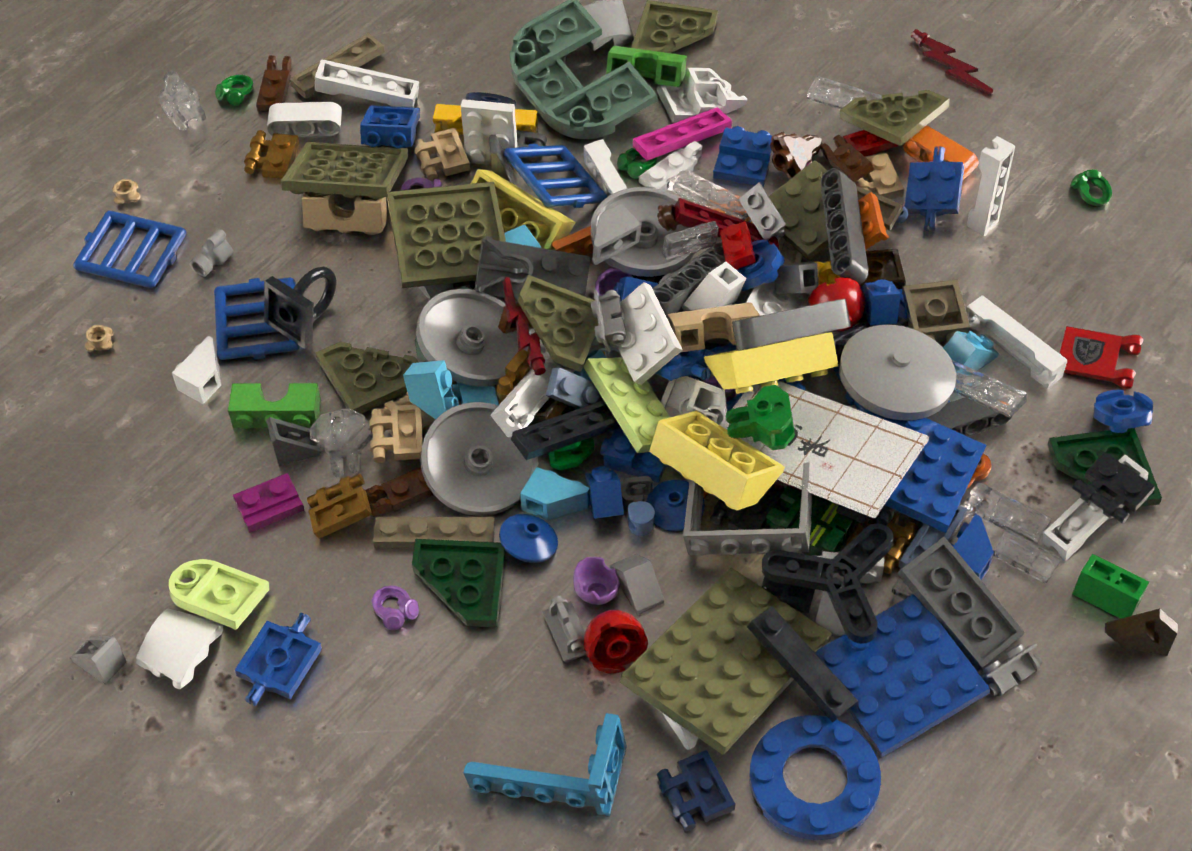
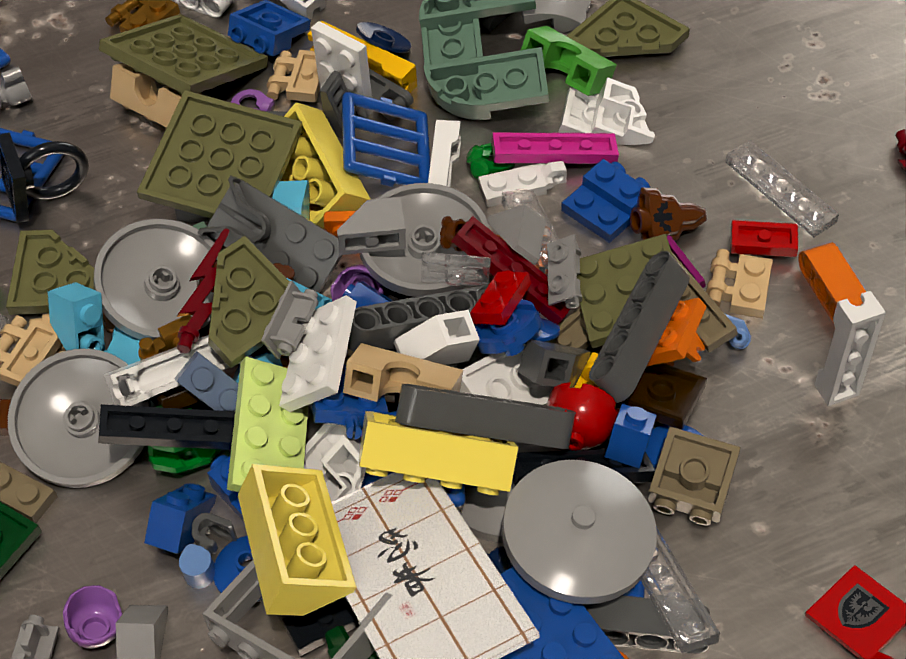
camera: 30 degrees right, 0 degrees up
(528, 538) = (68, 545): blue dish -> none
(553, 496) = (123, 491): medium azure slope -> none
(713, 195) = (520, 230): none -> light grey slope
(765, 419) = (372, 517): green hinge -> none
(847, 159) = (714, 250): reddish brown hinge -> none
(895, 116) = (805, 220): olive plate -> none
(934, 188) = (795, 324): blue plate -> none
(971, 349) = (704, 543): medium azure slope -> none
(1043, 361) = (757, 516): white piece -> none

